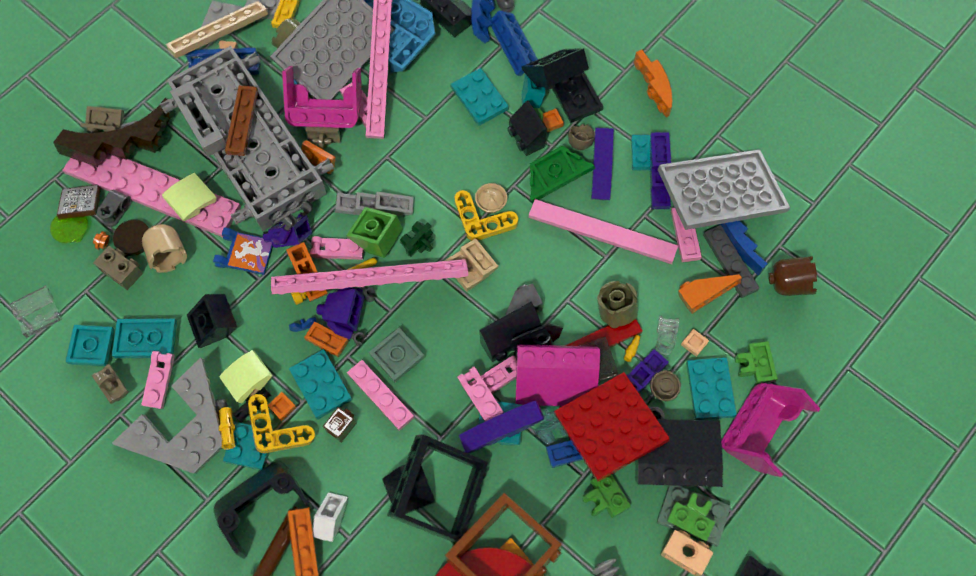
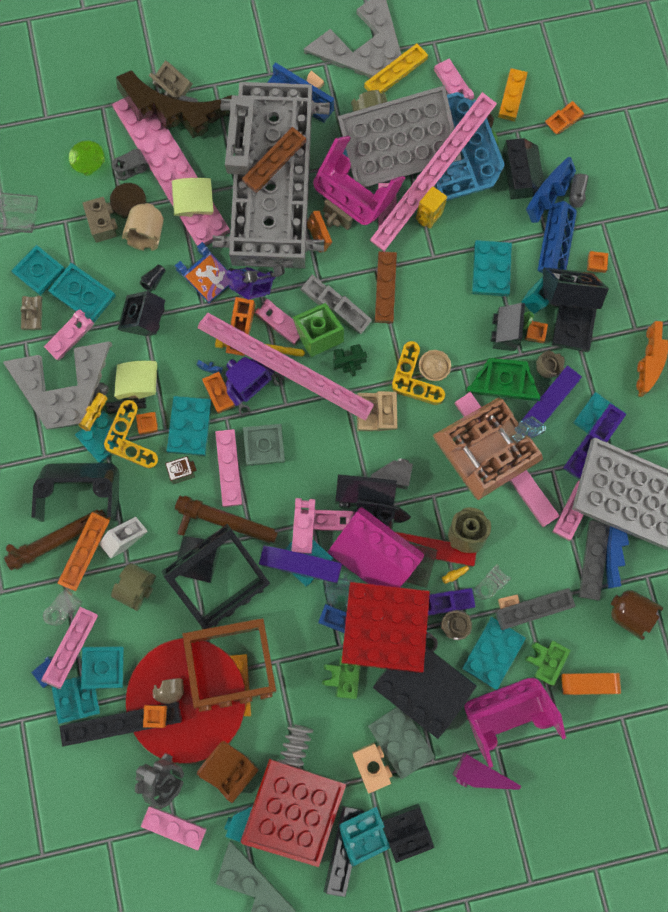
camera: 30 degrees right, 10 degrees up
(79, 202) = (106, 141): tile -> none
(101, 240) = (102, 187): orange plate -> none
(199, 285) = (152, 278): none -> black cone
(216, 29) = (314, 60): tan plate -> none
(371, 549) = (133, 586): none -> olive brick
(378, 446) = (196, 509): none -> reddish brown cylinder
(397, 80) = (431, 207): none -> yellow brick
(405, 165) = (385, 287): none -> dark orange plate
(558, 39) = (597, 262): none -> orange plate
(579, 229) = (487, 449): none -> nougat piece
(603, 192) = (529, 427): none -> clear light blue plate
(692, 517) = (396, 745): bright green plate -> none
(703, 291) = (545, 569): orange slope -> none
(715, 329) = (535, 608): none -> dark grey plate
(773, 493) = (478, 775): none -> magenta slope
(804, 356) = (591, 683): none -> orange beam

